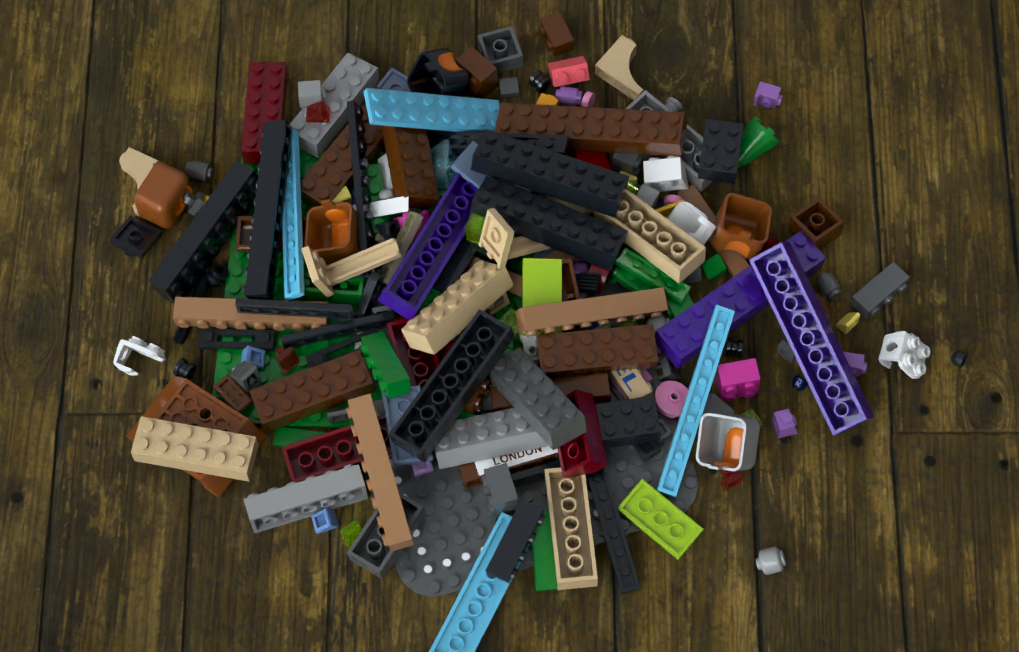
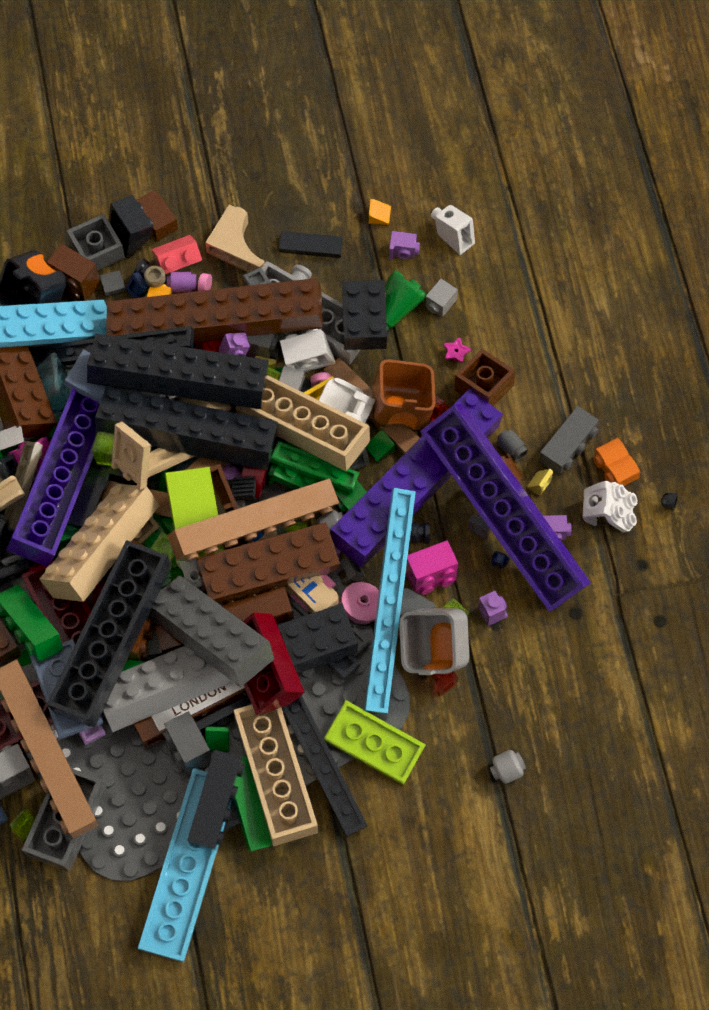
camera: 15 degrees left, 0 degrees up
(527, 490) = (217, 738): none -> green slope
(529, 93) = (137, 286): none -> dark blue tile
(533, 38) = (130, 224): none -> black slope
(546, 87) = (154, 276): none -> dark tan tile
(603, 157) = (234, 344): none -> medium lavender brick
(633, 102) = (256, 277): none -> dark grey tile
(687, 81) = (311, 244): none -> black tile
(752, 63) = (379, 213): none -> light orange slope
(792, 147) = (441, 298): none -> light grey brick
(801, 195) = (456, 356): none -> dark pink plate
(815, 87) = (454, 228): none -> white torso
(918, 317) = (616, 463): none -> orange brick

